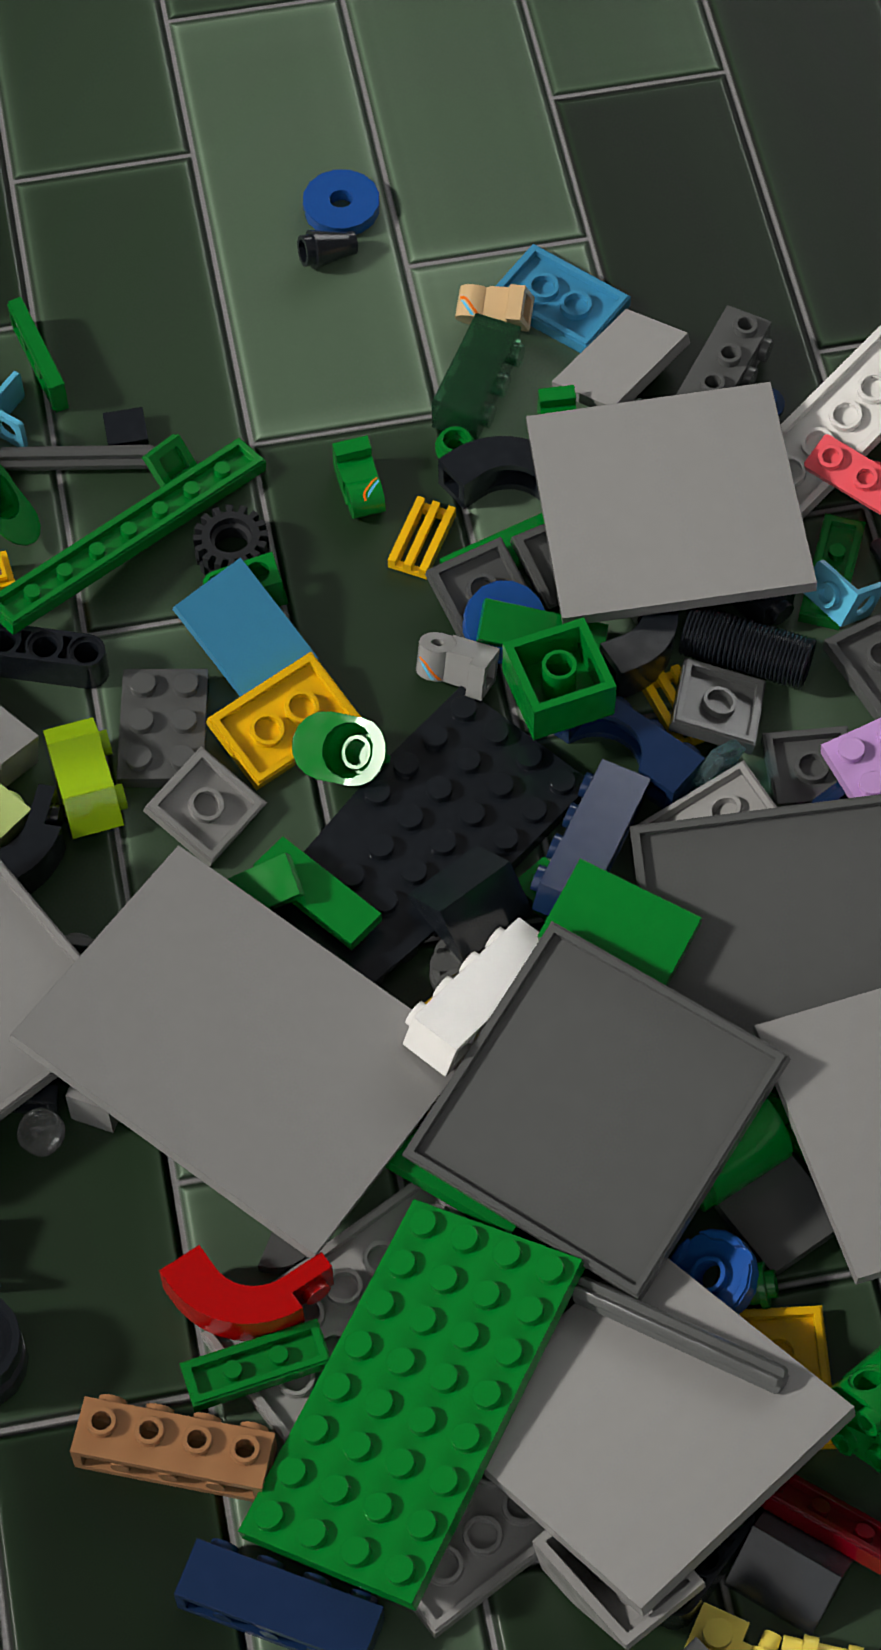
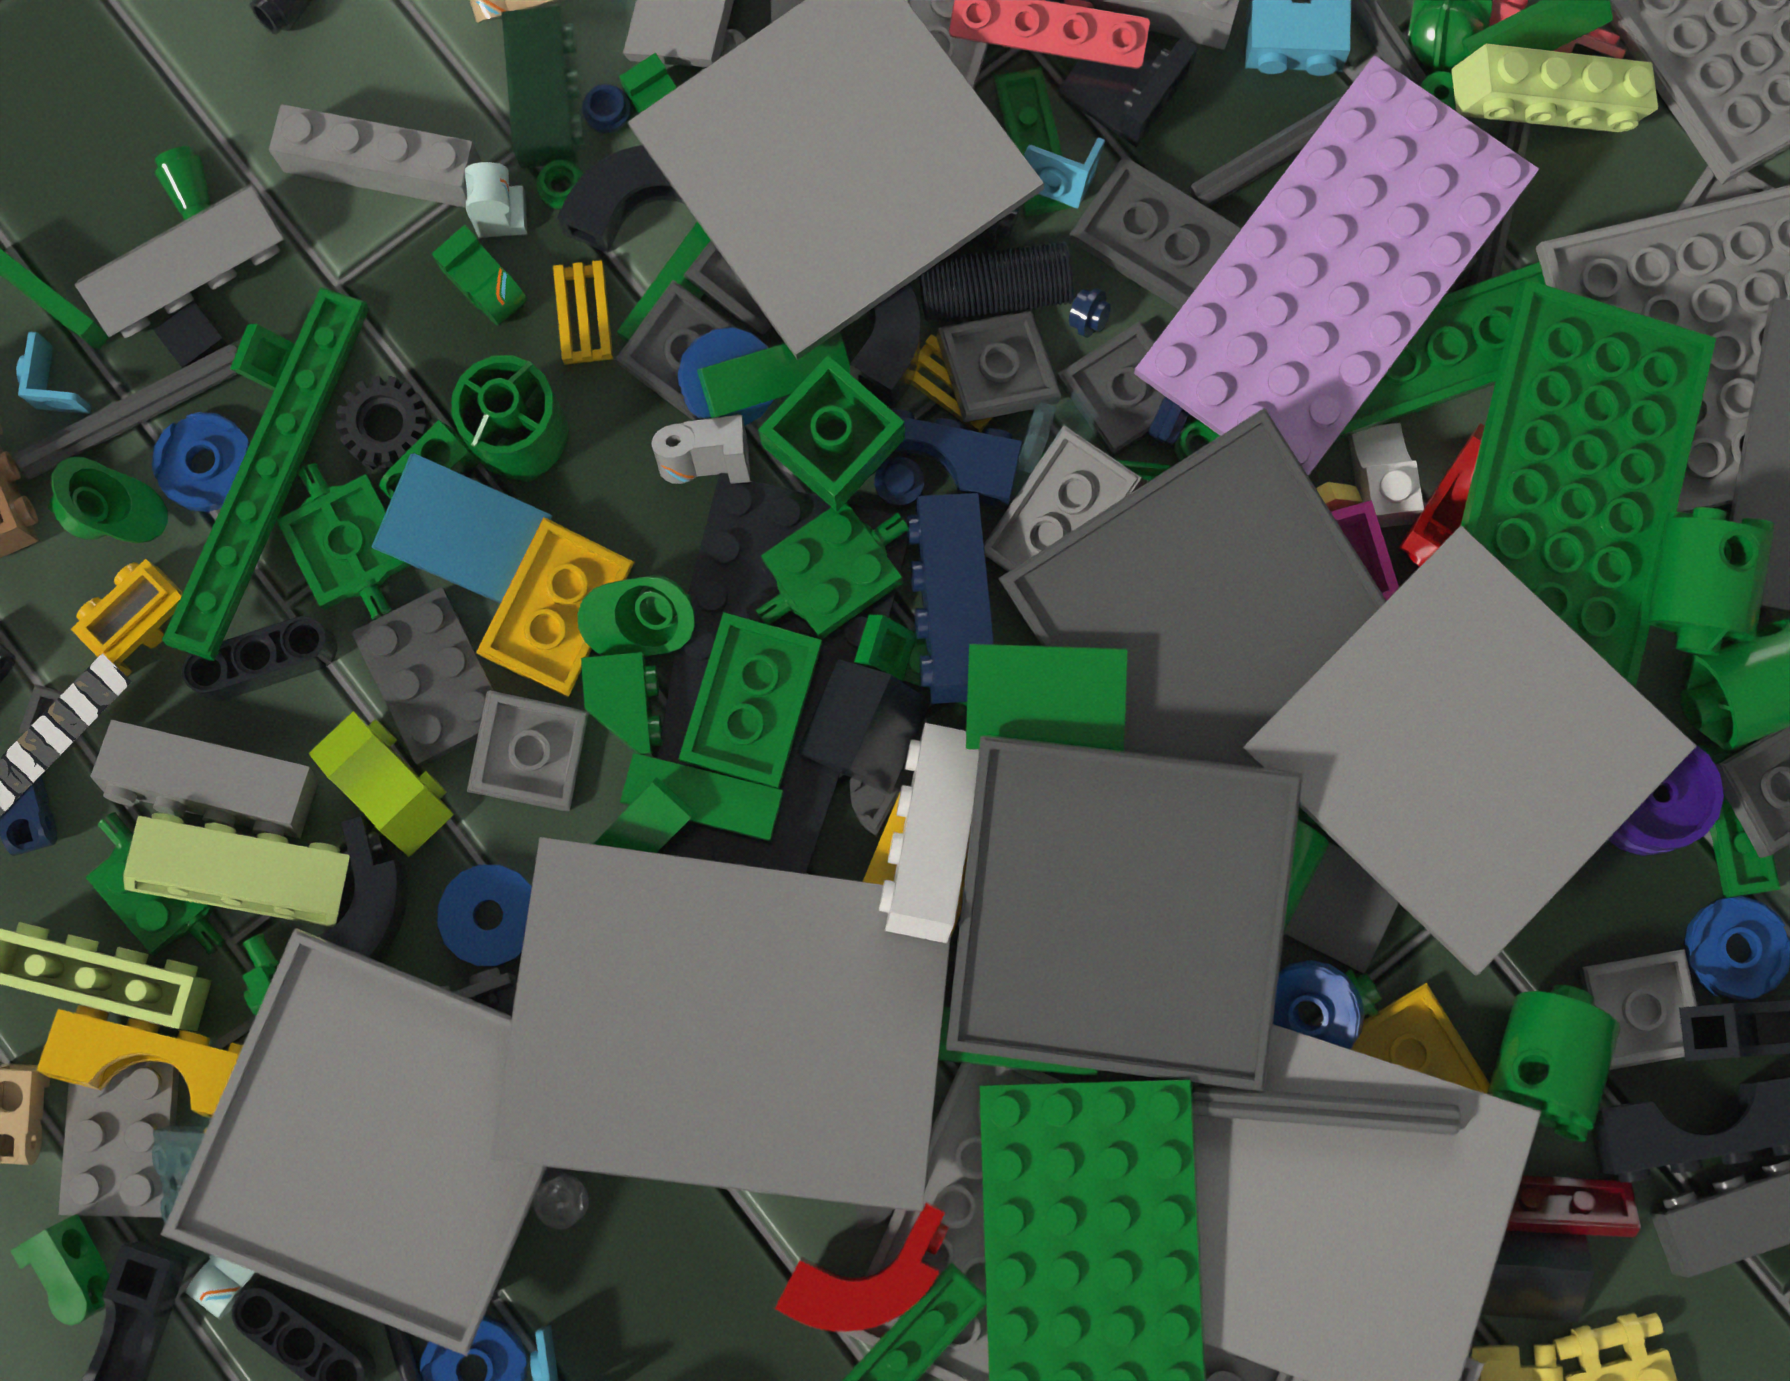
camera: 25 degrees left, 20 degrees up
(78, 495) = (180, 444): none -> blue tile
(92, 891) = (459, 910): none -> blue tile
(145, 604) = (334, 541): none -> green plate
(149, 374) = (179, 261): none -> light grey brick
(183, 329) = (183, 180): none -> green cone
(297, 799) = (620, 698): none -> green slope
(325, 571) = (509, 417): none -> green cylinder
(331, 370) = (372, 155): none -> light grey brick
(393, 841) = (751, 700): none -> green plate
(396, 432) = (492, 203): none -> light aqua leg
(507, 782) = (832, 569): none -> green plate
(514, 409) = (606, 108): none -> dark blue plate
(521, 849) = (885, 646): none -> green plate
(594, 748) = (899, 481): none -> dark blue plate
(810, 701) = (1089, 312): none -> dark blue plate

